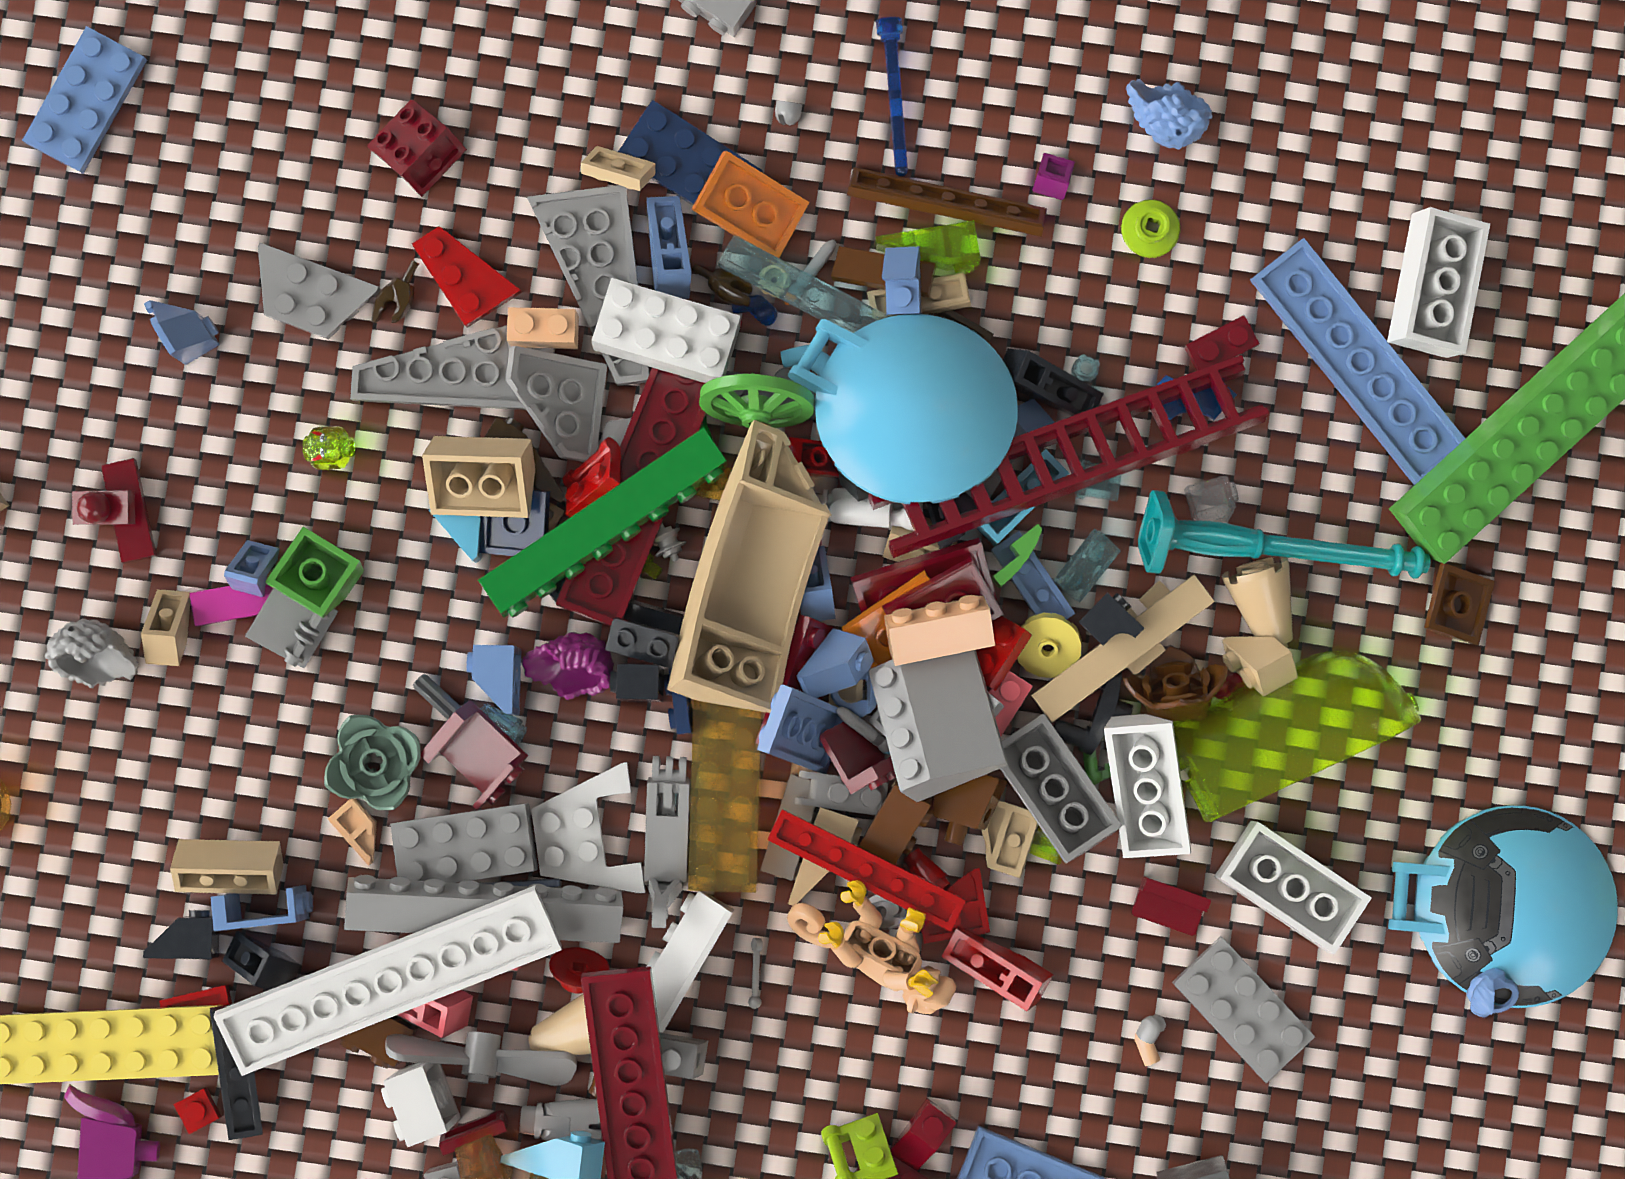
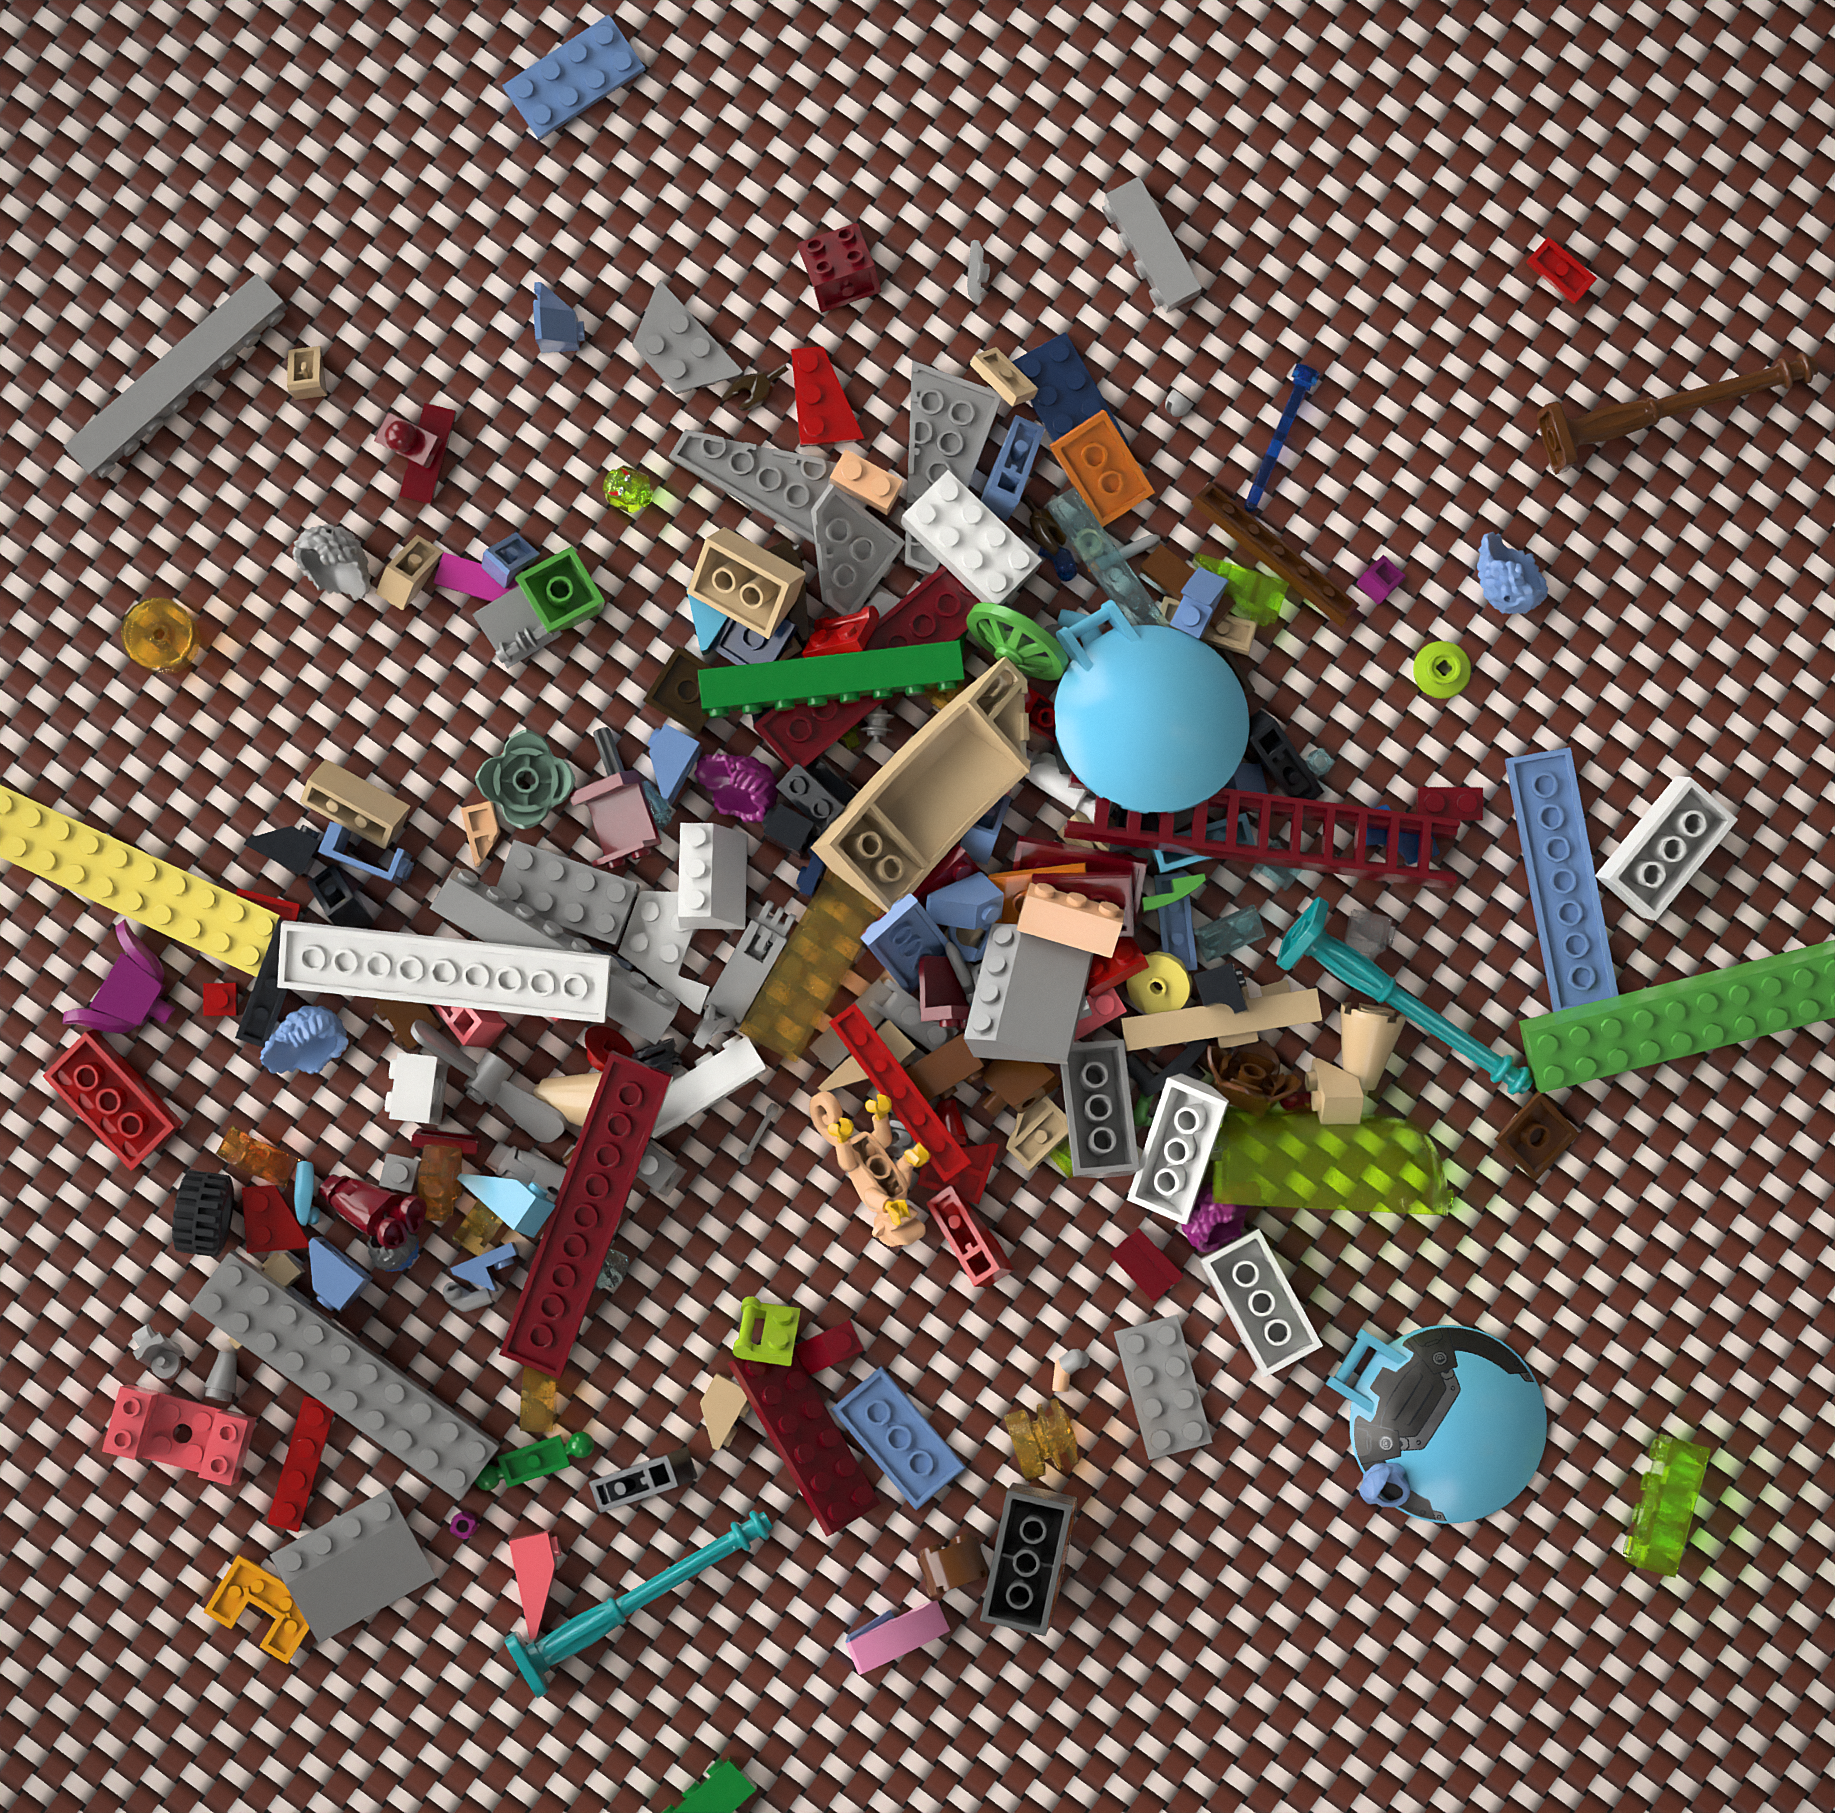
camera: 30 degrees right, 0 degrees up
(295, 1109) = (305, 1041): none -> medium blue piece
(469, 607) = (678, 691): none -> dark brown plate
(544, 86) = (977, 272): none -> light grey piece
(590, 762) = (712, 877): none -> white slope
(628, 952) = (661, 1060): none -> black wheel
(1161, 1118) = (1042, 1439): none -> clear yellow wheel
(1213, 839) = (1213, 1223): none -> magenta piece

